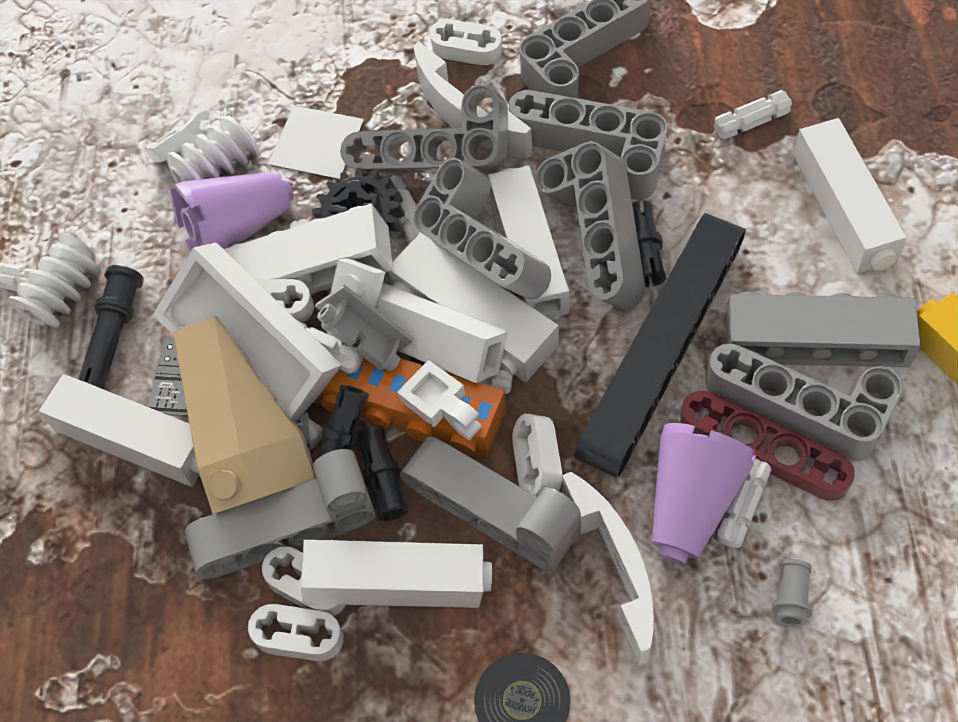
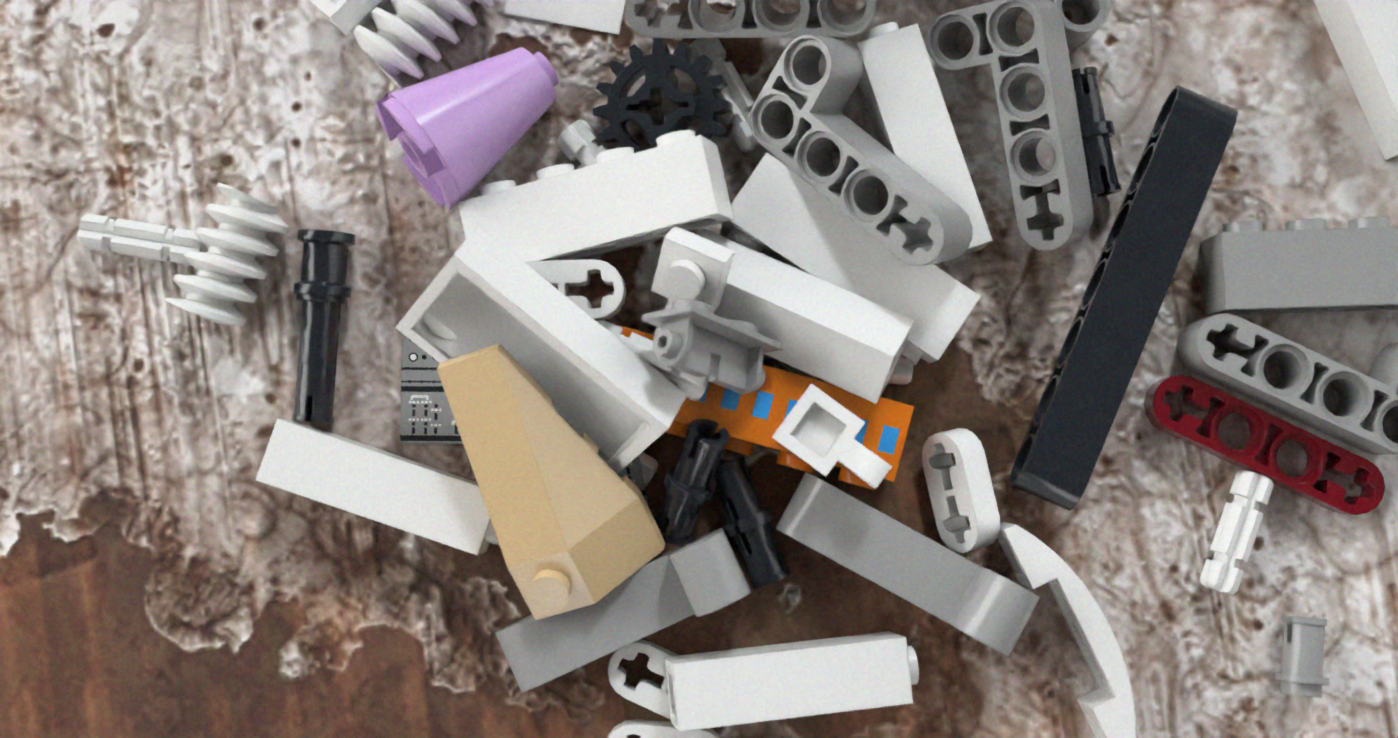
camera: 10 degrees left, 25 degrees up
(694, 488) = (1179, 532): lavender cone -> none

